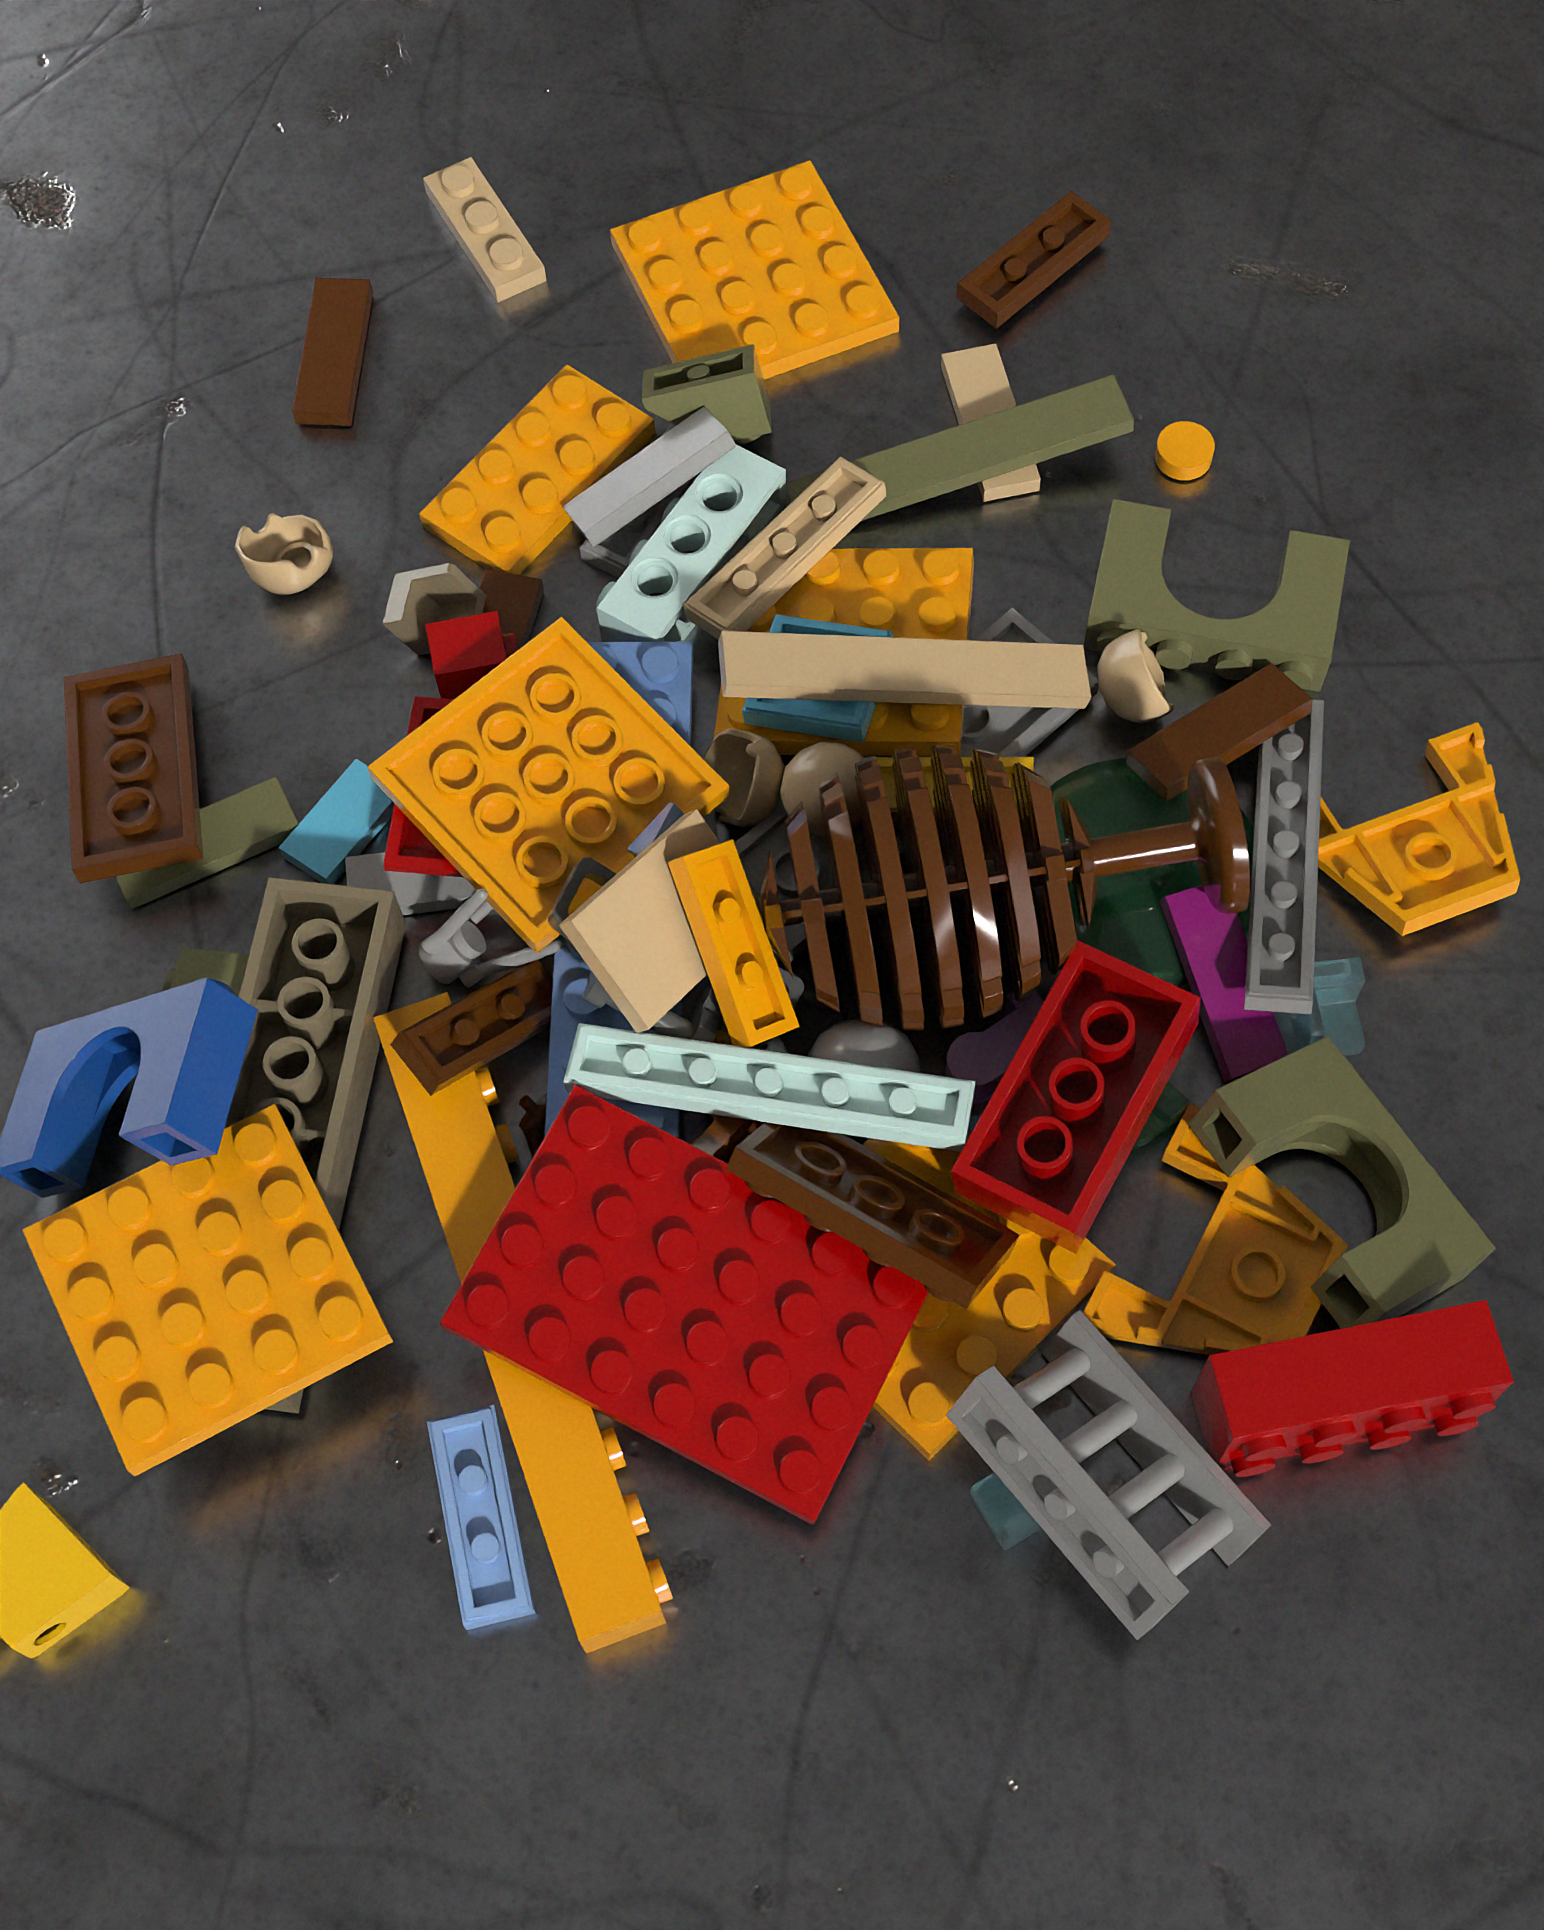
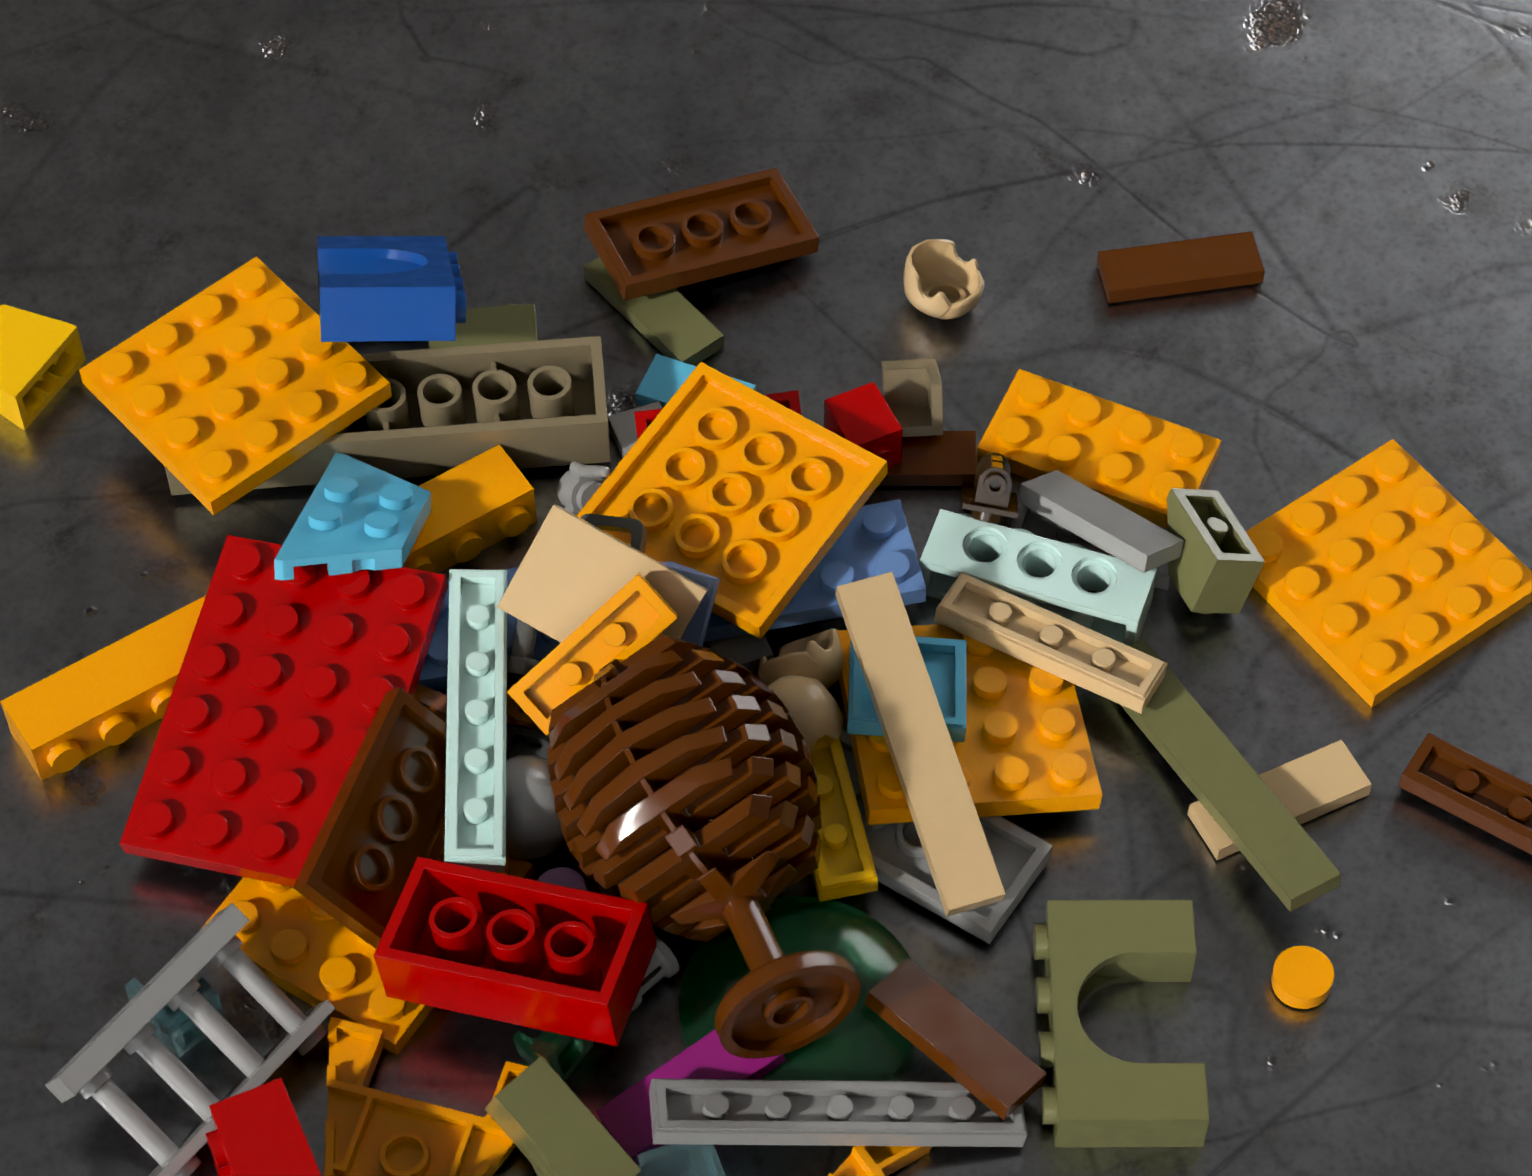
camera: 75 degrees right, 10 degrees down
(463, 1174) = (355, 521): none -> medium azure wing
(477, 1027) = (488, 504): reddish brown tile -> none
(480, 1518) = (88, 632): light blue tile -> none
(484, 229) = (1362, 345): tan plate -> none
(583, 559) = (991, 494): none -> dark brown hinge
(1132, 679) = (998, 961): tan hair -> none

